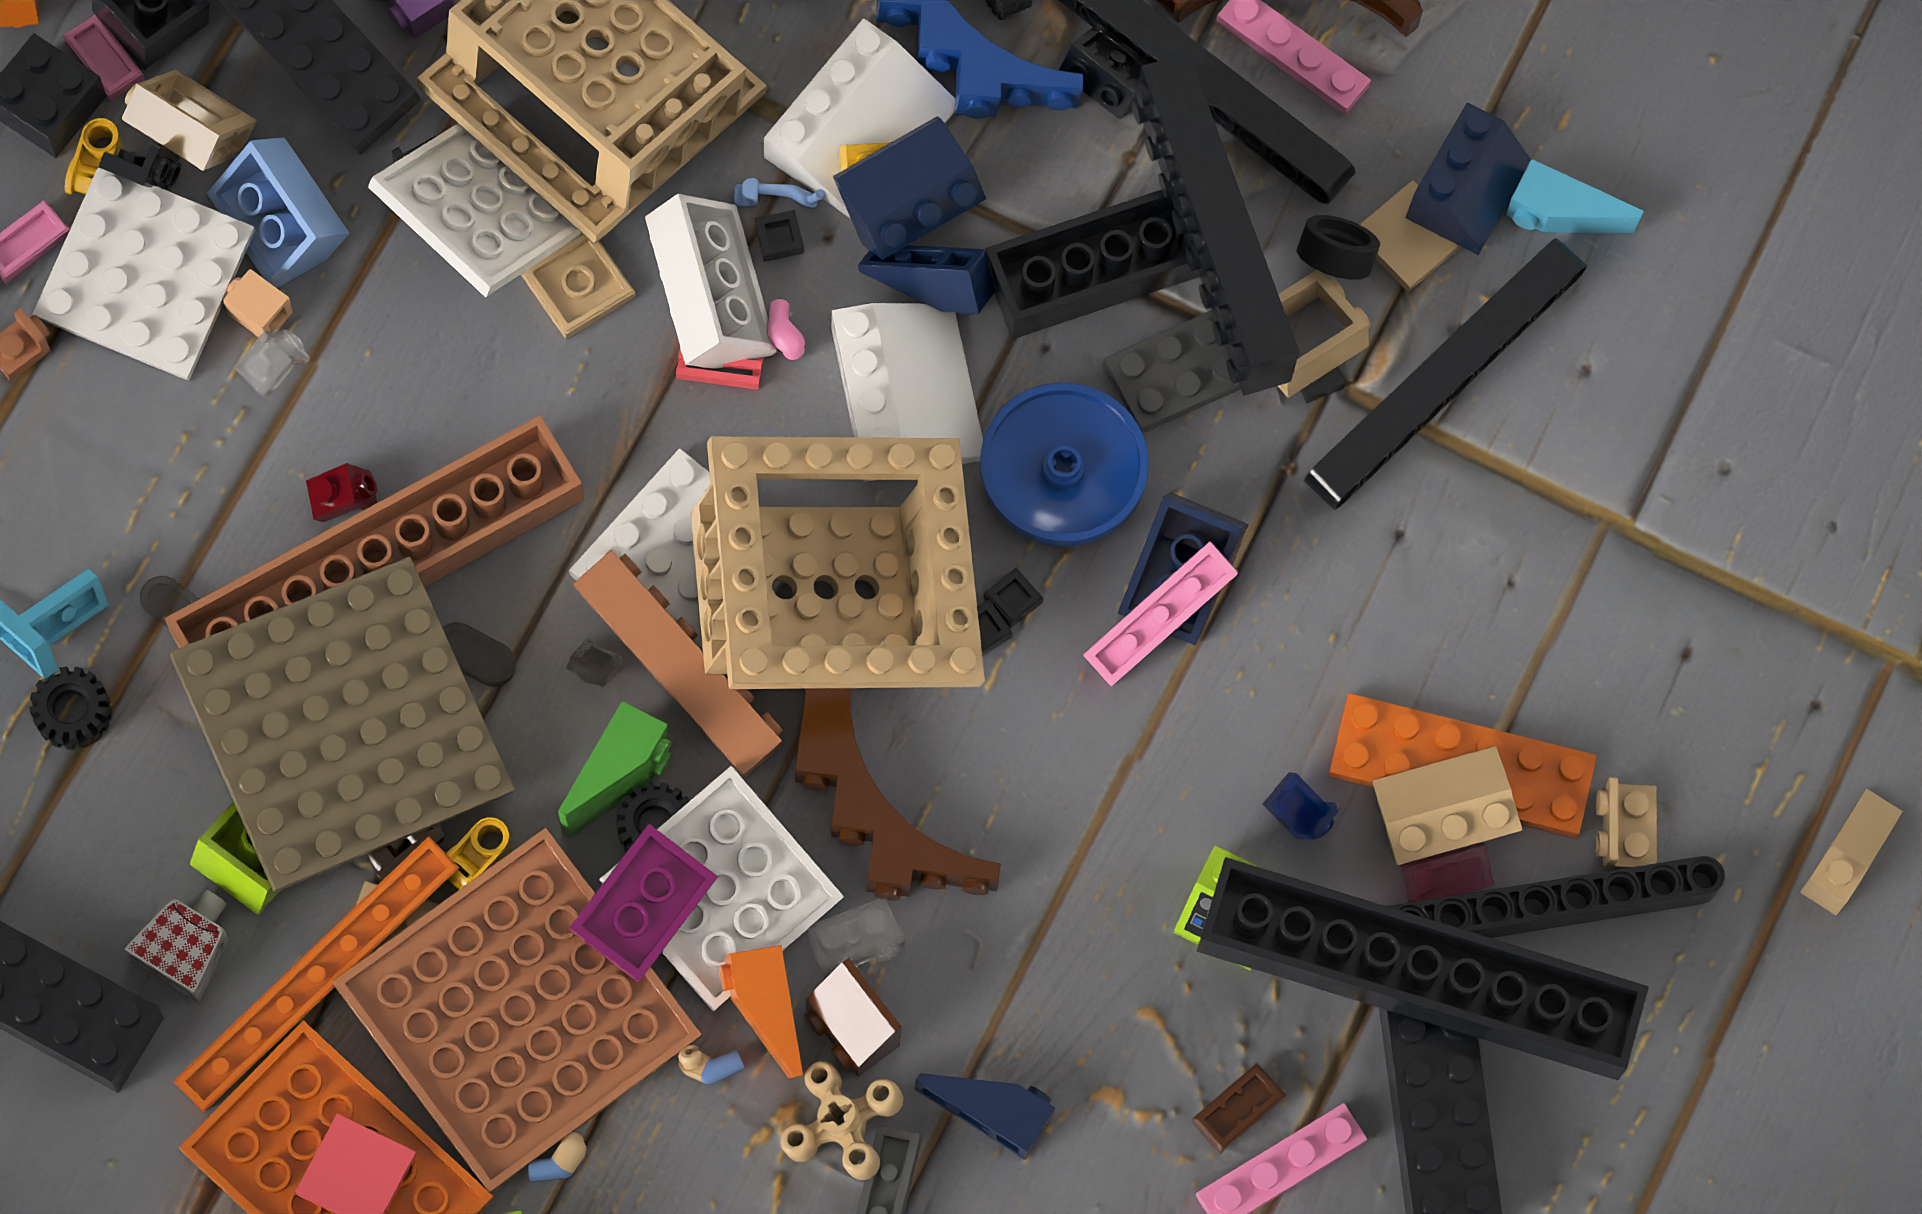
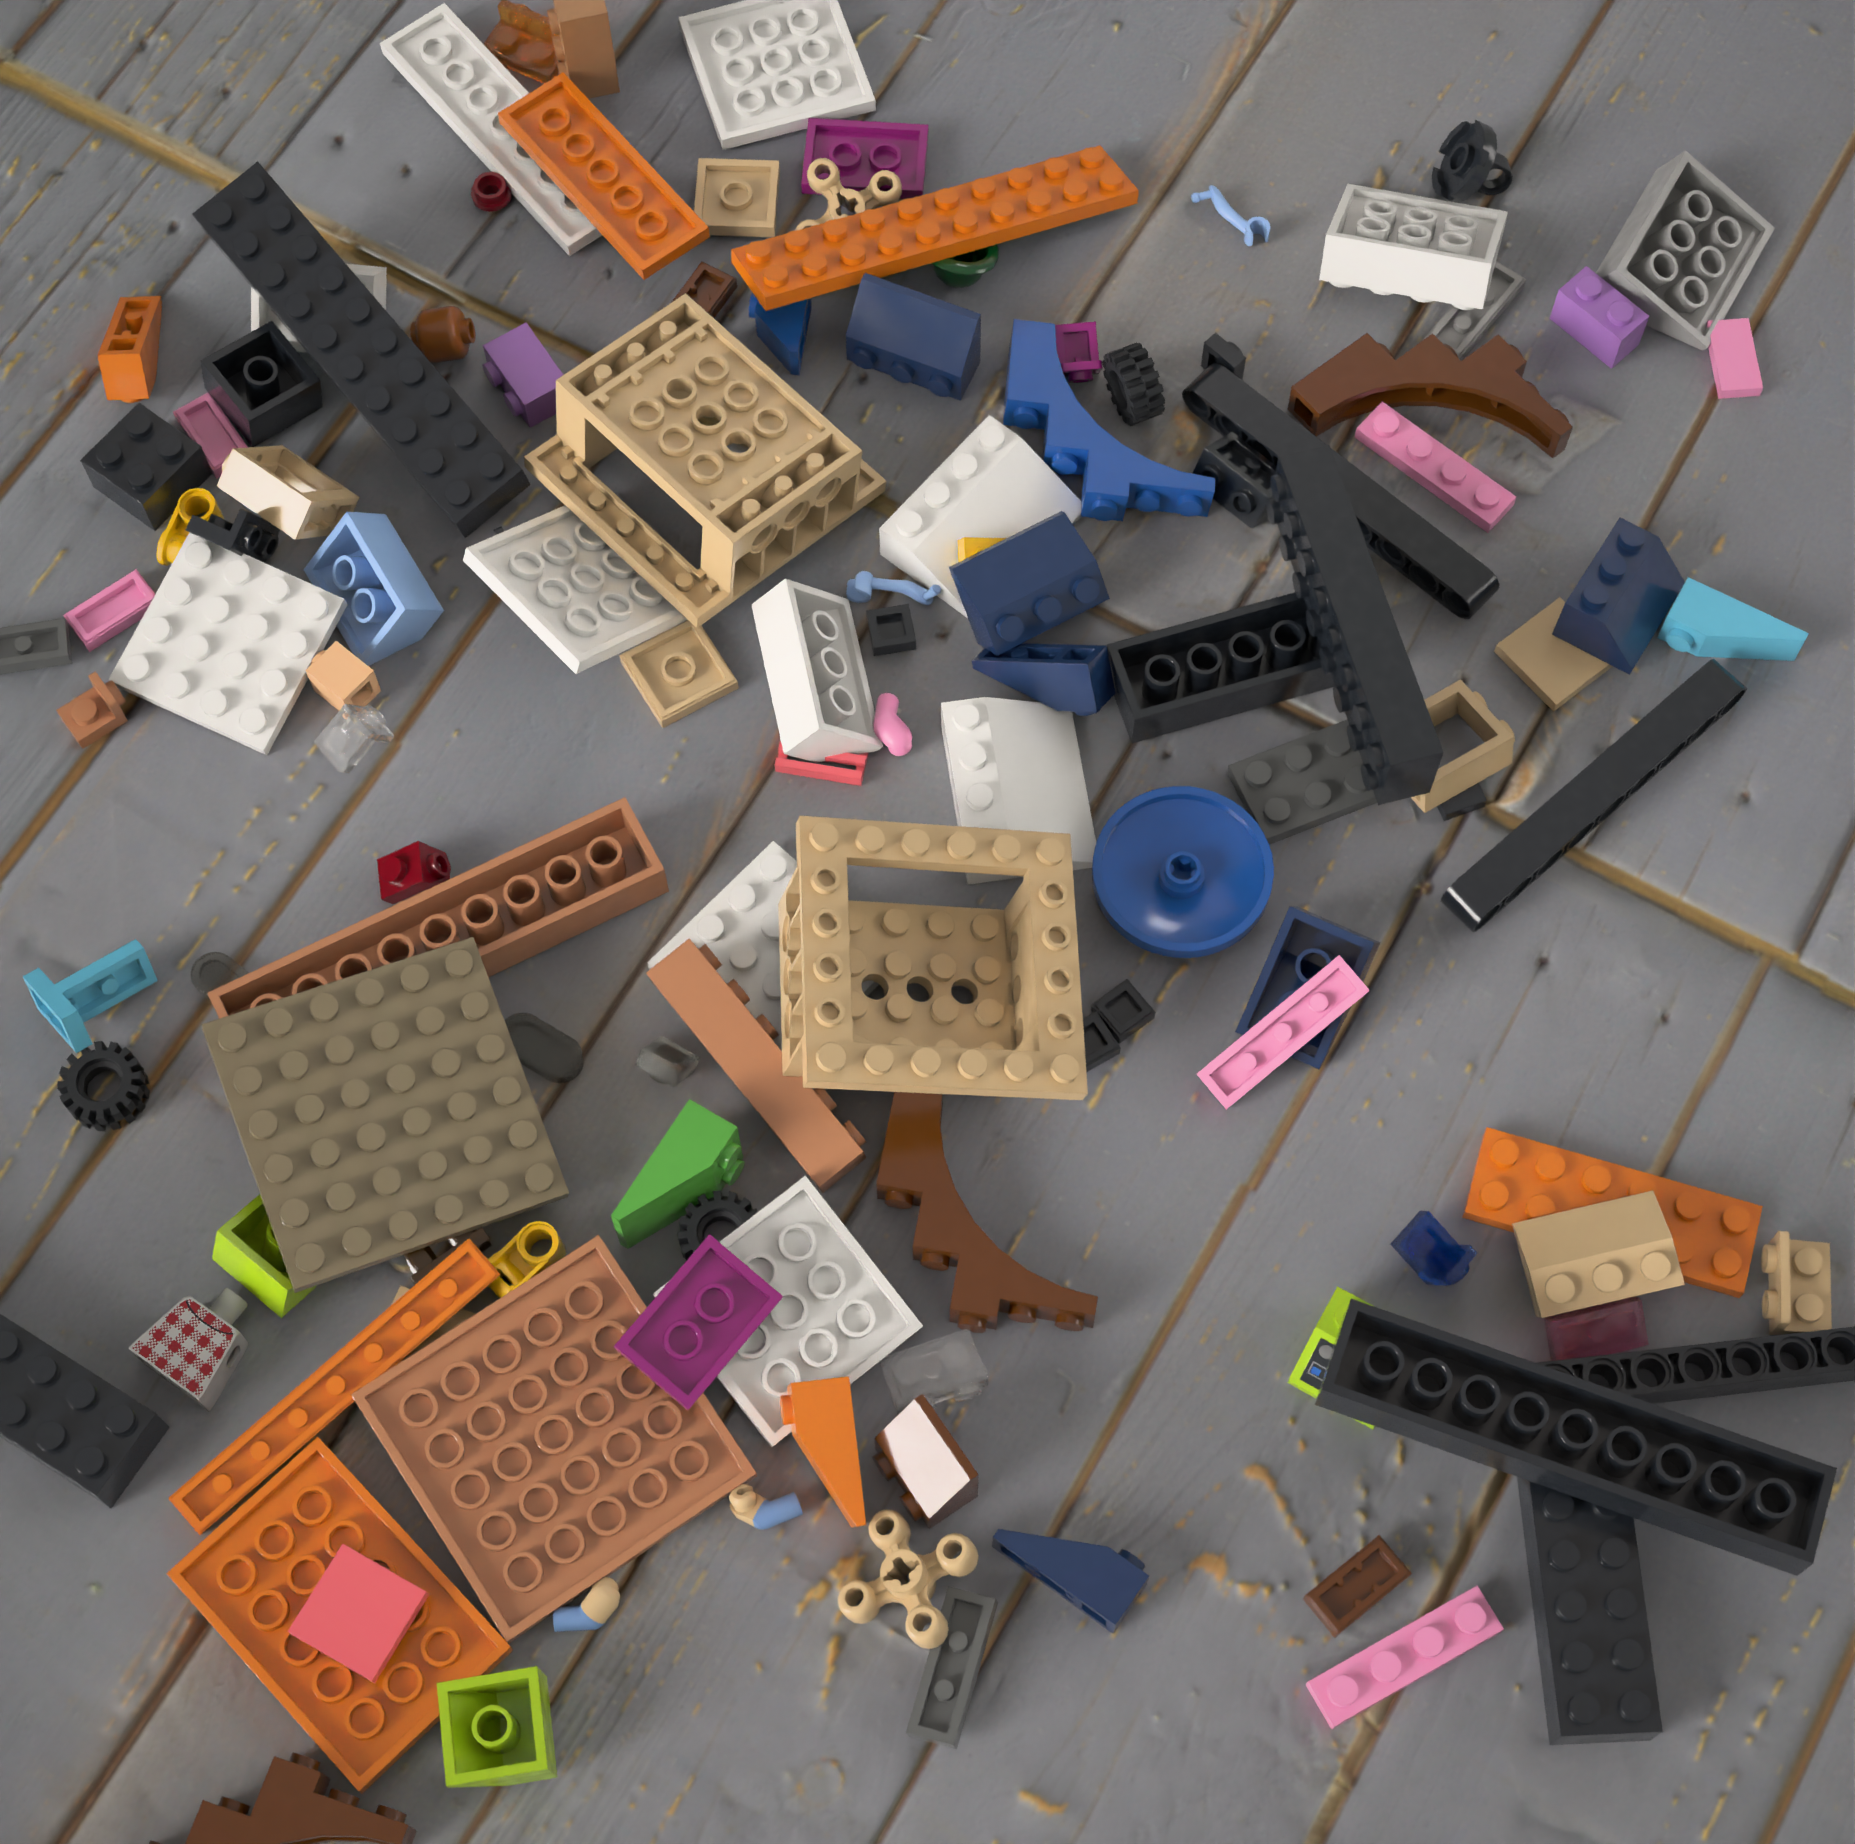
camera: 10 degrees right, 5 degrees down
(1338, 247) = (1481, 659): black tyre -> none

